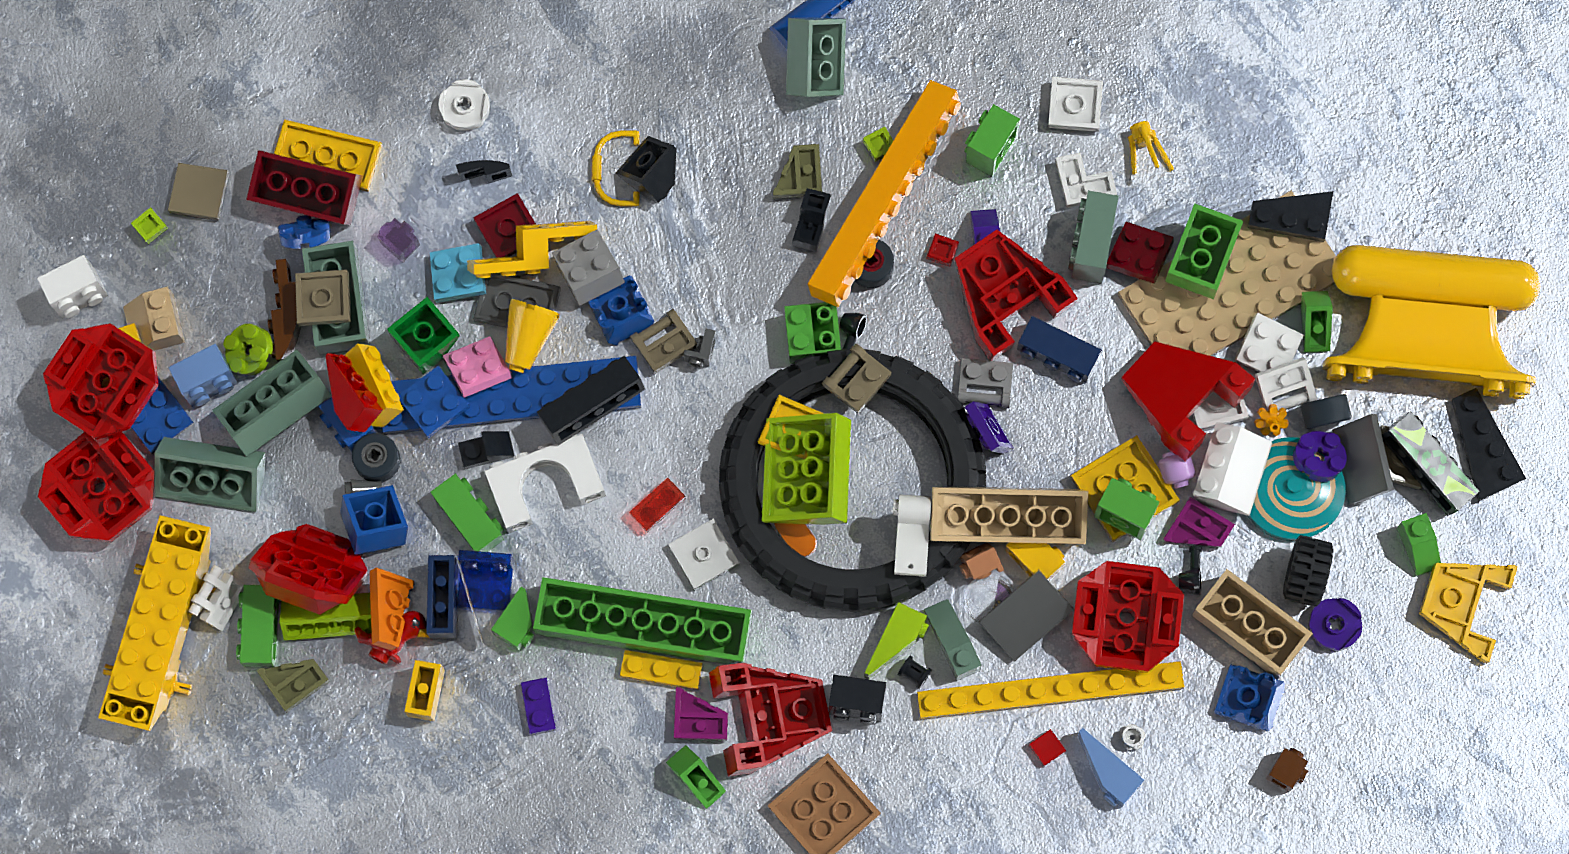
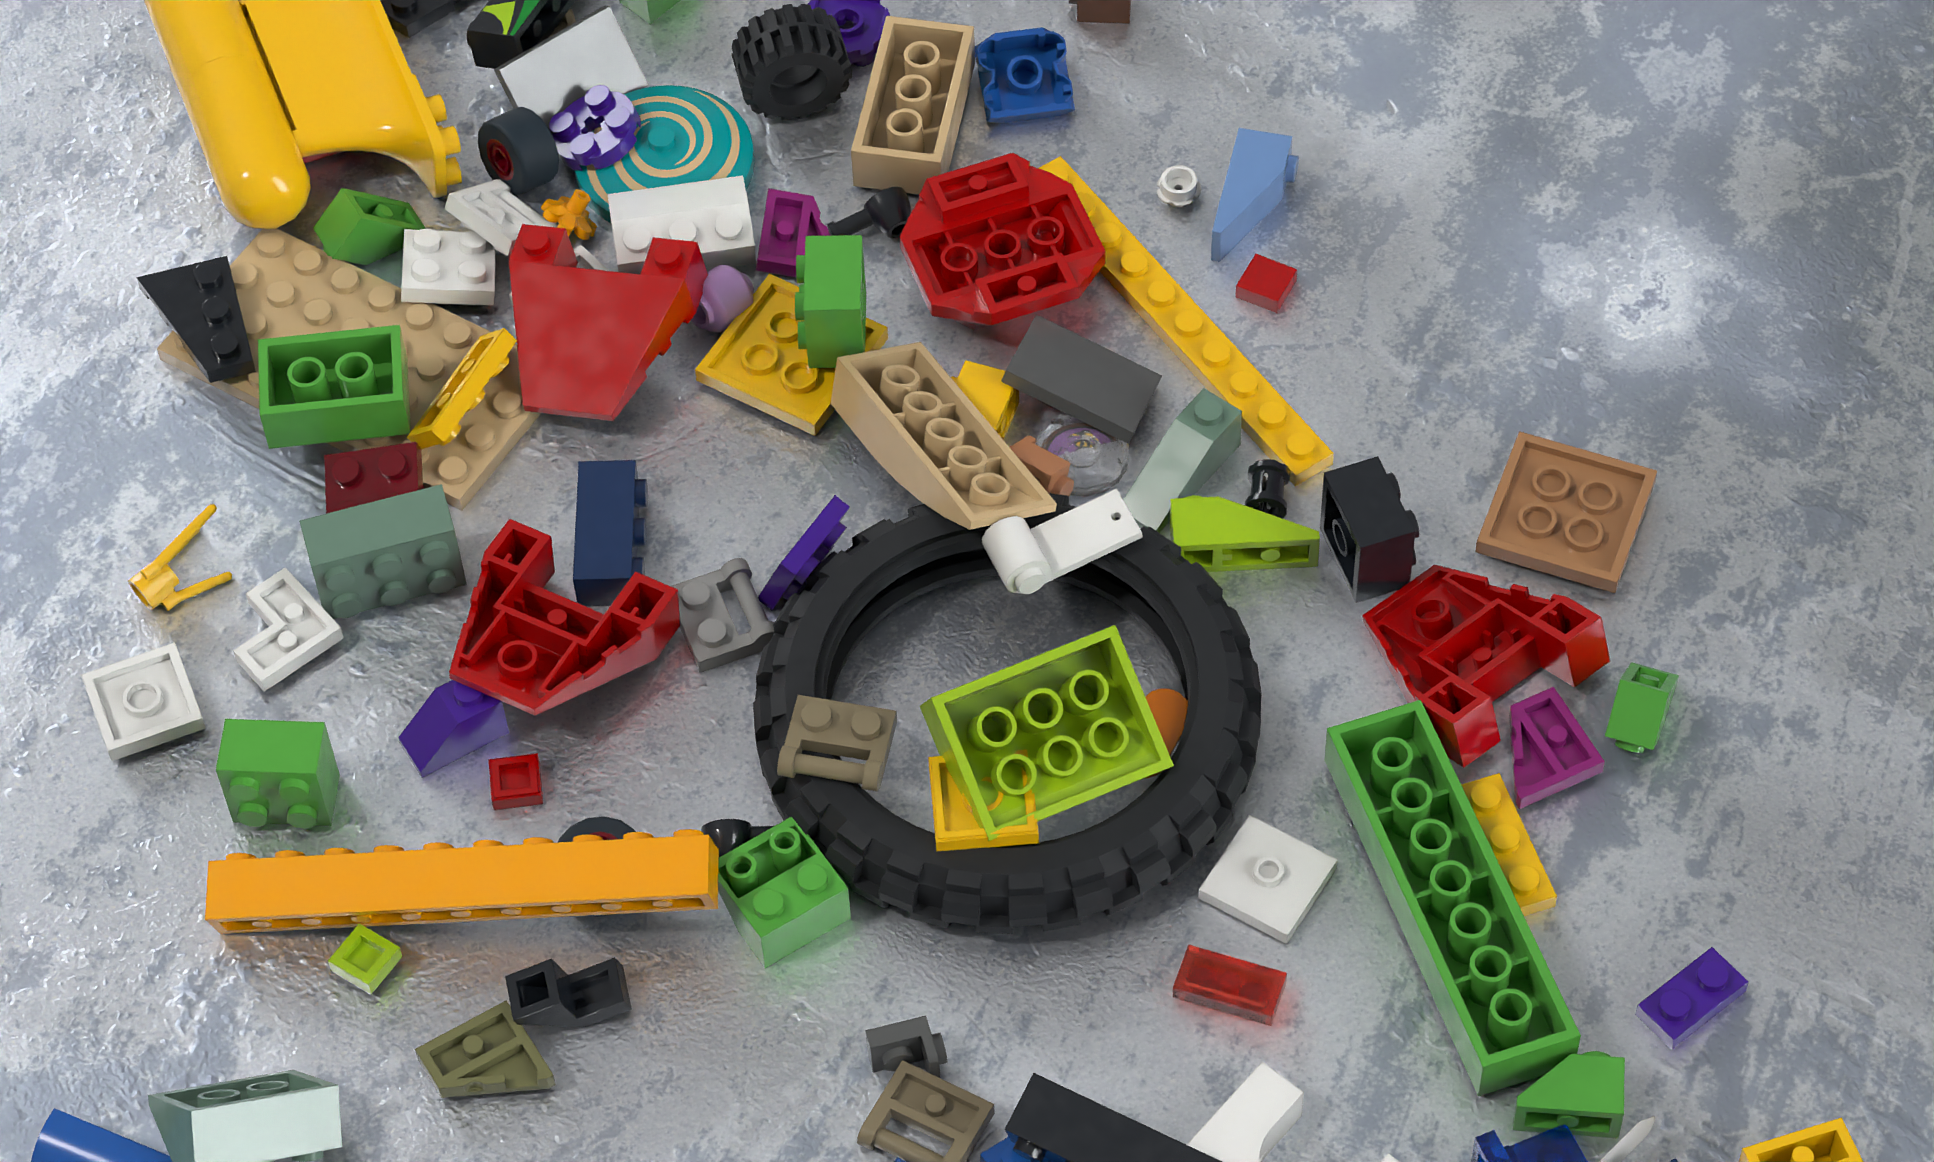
camera: 120 degrees left, 20 degrees down
(1175, 314) = (463, 389): none -> yellow plate

